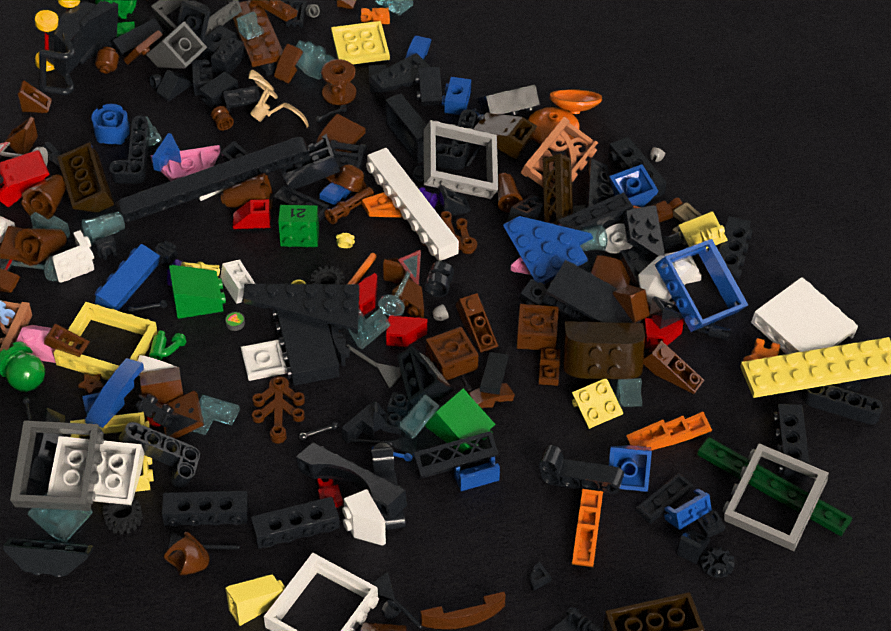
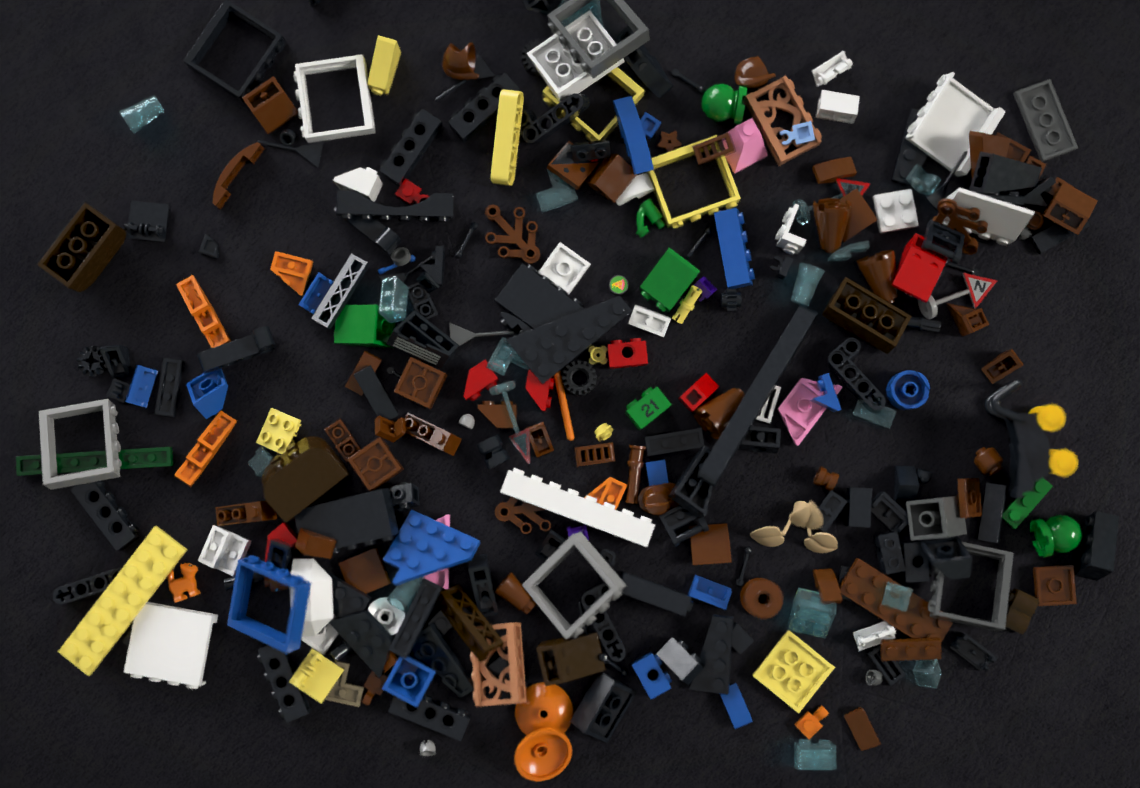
camera: 140 degrees right, 35 degrees up
(211, 464) = (507, 137): none -> light yellow beam
(276, 270) = (617, 360): none -> red brick
(290, 29) = (873, 634): none -> white hinge
(357, 225) = (610, 453): none -> reddish brown slope
(370, 112) = (710, 592): none -> blue hinge
(482, 505) = (292, 270): none -> orange wing
(503, 341) = (388, 429): none -> reddish brown bracket
(711, 359) = (224, 550): none -> white slope

